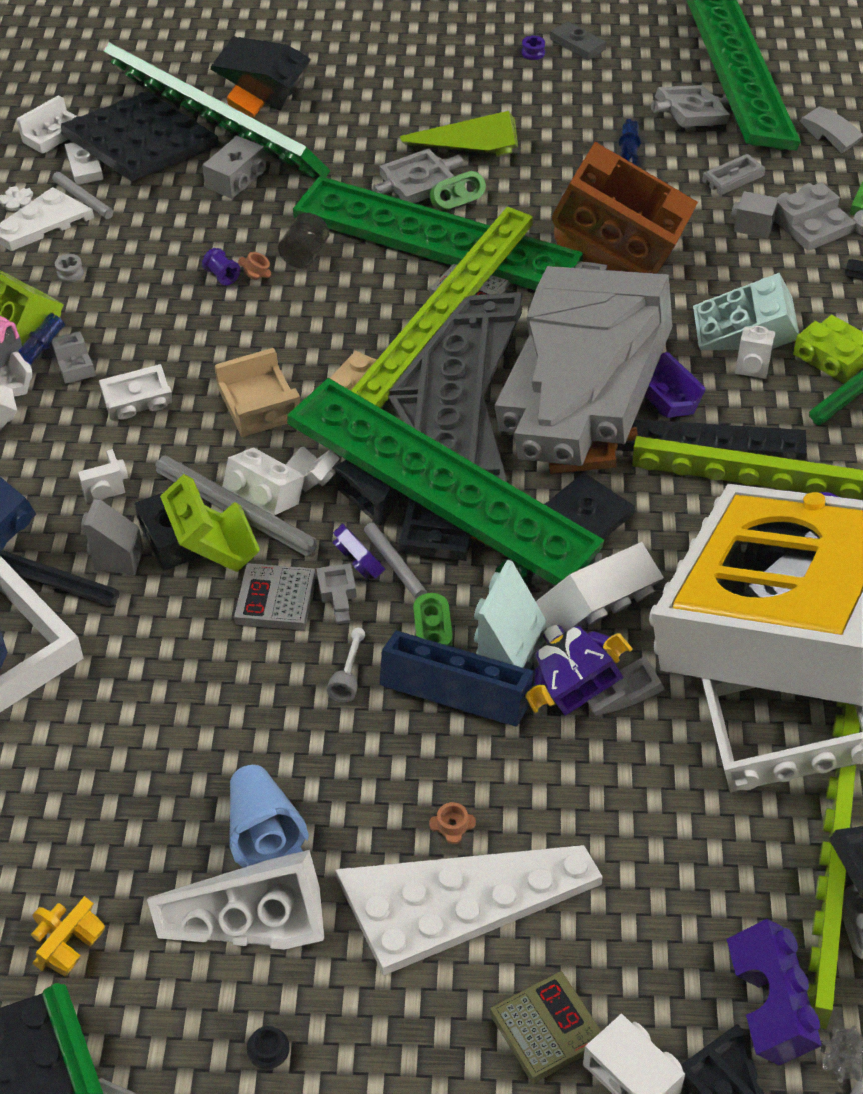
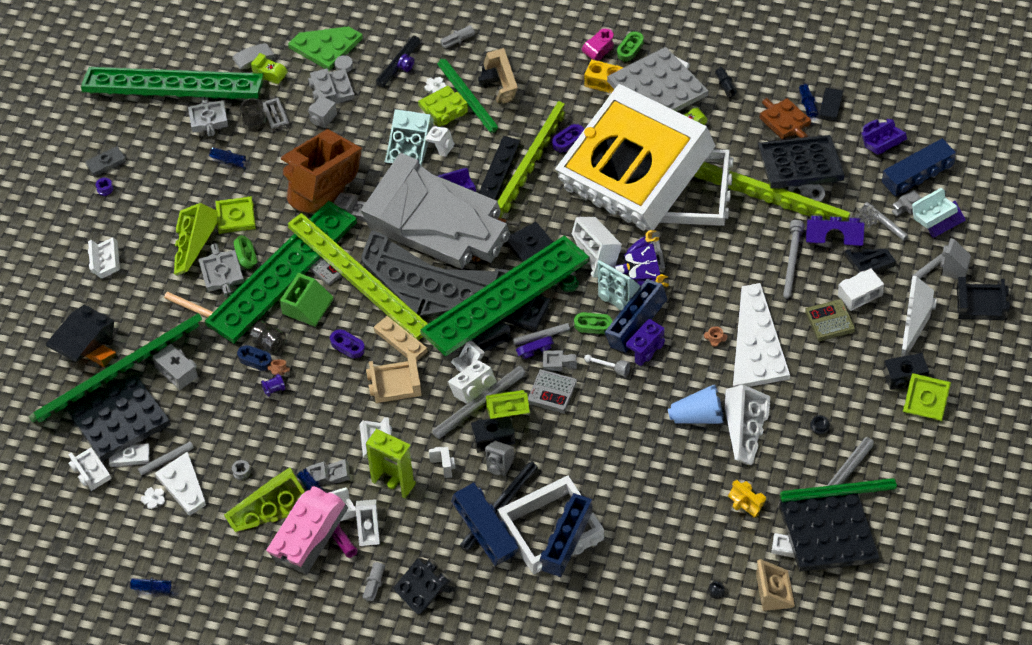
camera: 75 degrees left, 5 degrees up
(59, 360) = (384, 445): none -> lime door
(266, 239) = (253, 360): none -> dark blue beam
(315, 328) = (348, 345): none -> dark purple plate
(353, 159) = (187, 304): none -> light nougat bar
(381, 263) = (305, 300): none -> bright green slope
(400, 705) = (646, 341): none -> dark purple bracket
(404, 65) = (104, 257): none -> white bracket
(528, 173) = (235, 215): none -> lime tile
(680, 928) = (797, 229): none -> light grey piece
(712, 143) = (253, 115): none -> clear smoke wheel
(813, 144) = (272, 71): none -> lime leg

